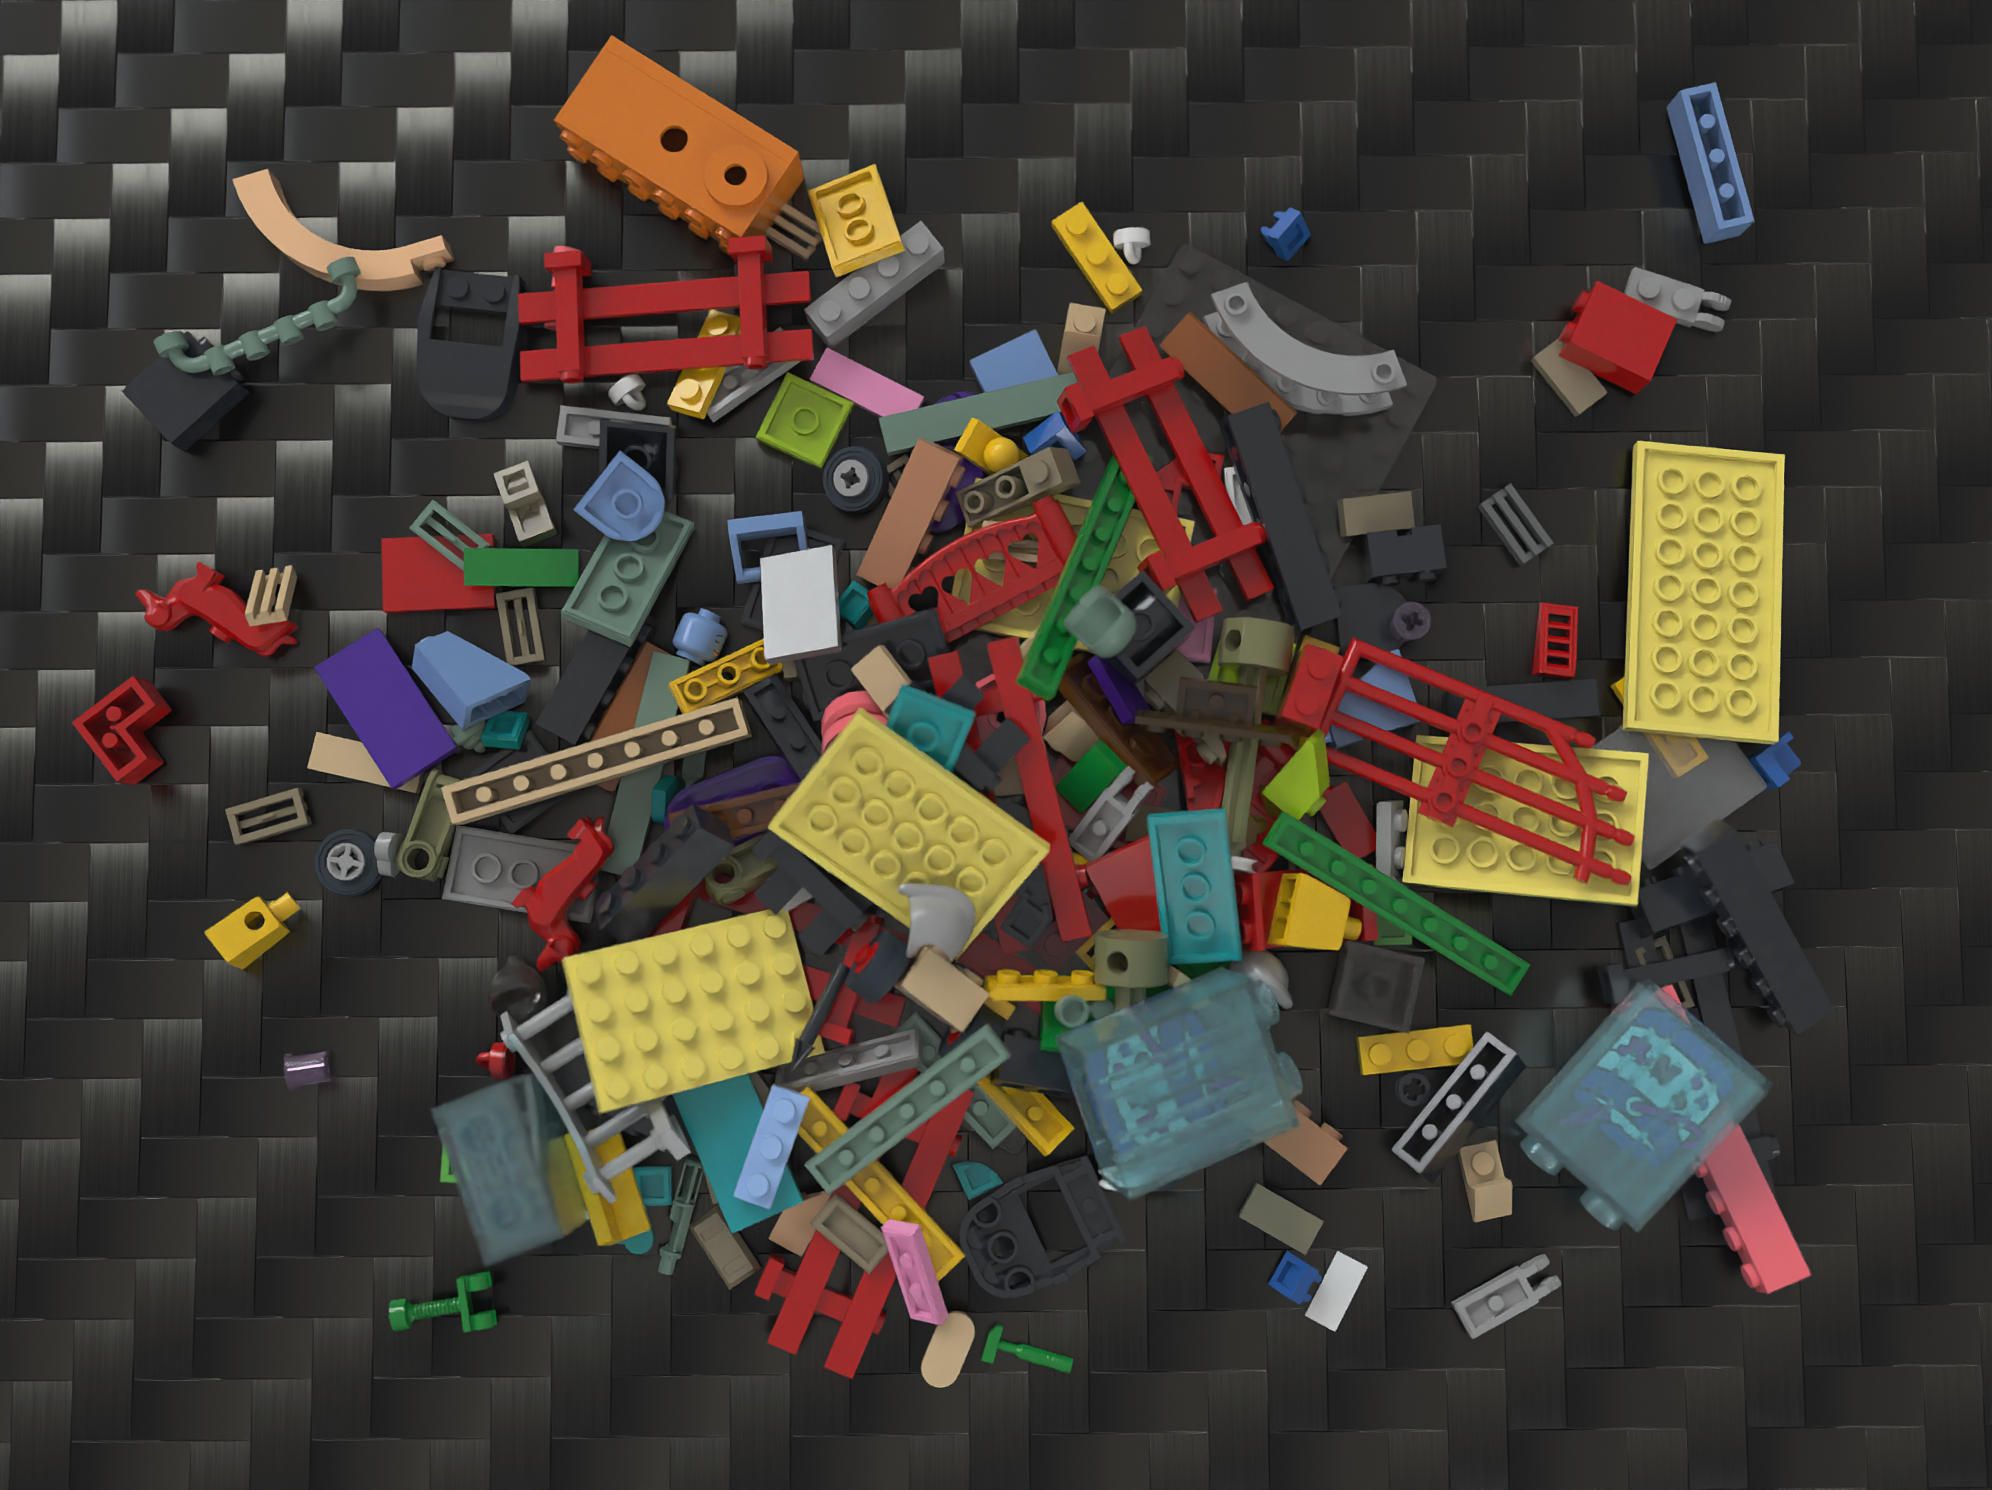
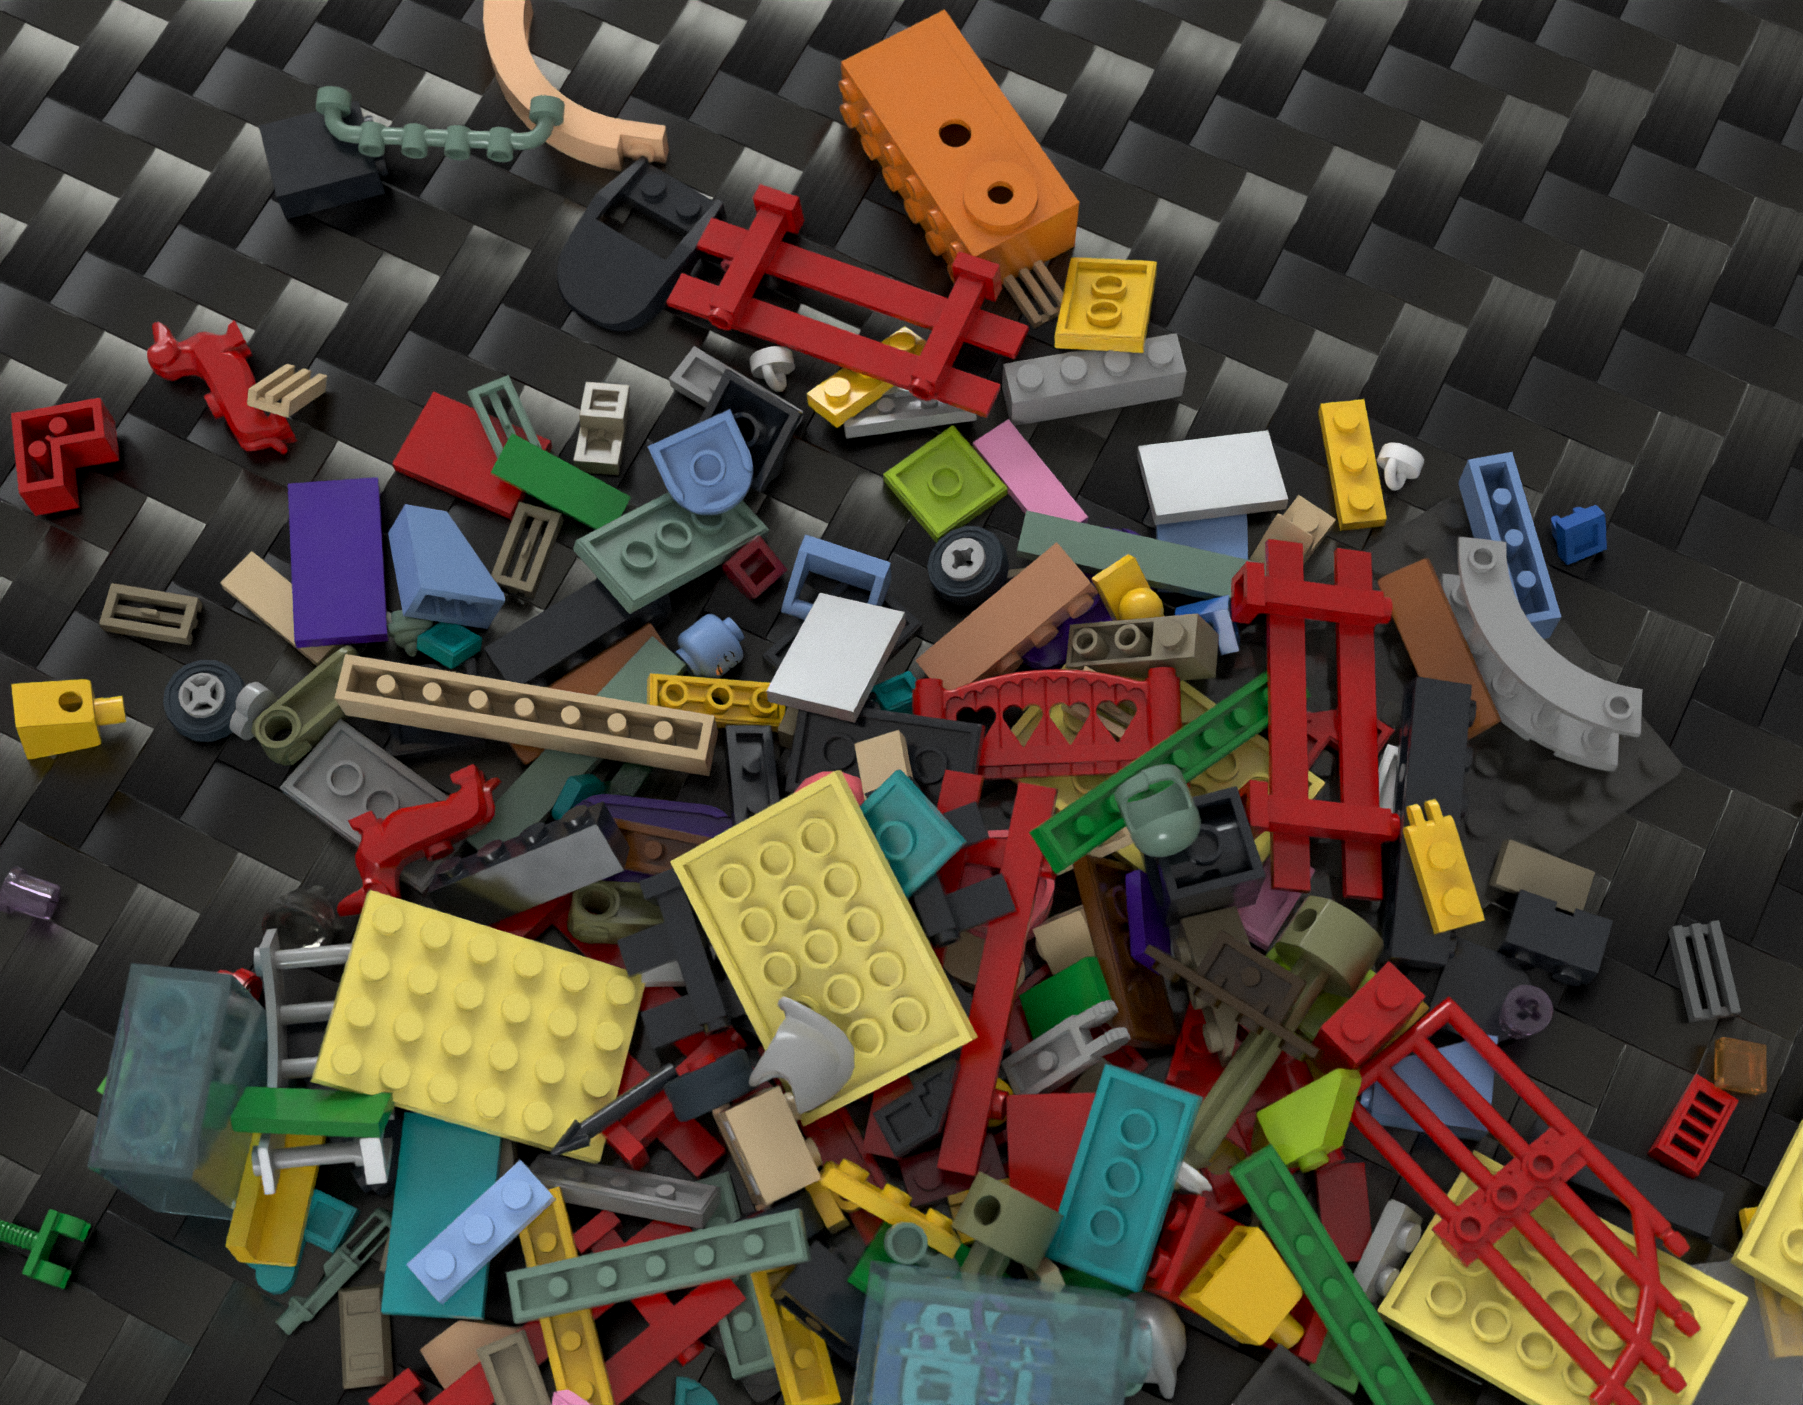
camera: 30 degrees right, 15 degrees down
(612, 1133) = (312, 1112): none -> green tile
(699, 559) = (753, 568): none -> dark red brick
(1000, 320) = (1212, 477): none -> tile
(1235, 261) = (1501, 513): none -> medium blue brick
(1308, 550) = (1441, 869): none -> yellow hinge
(1569, 582) = (1740, 1066): none -> clear orange tile

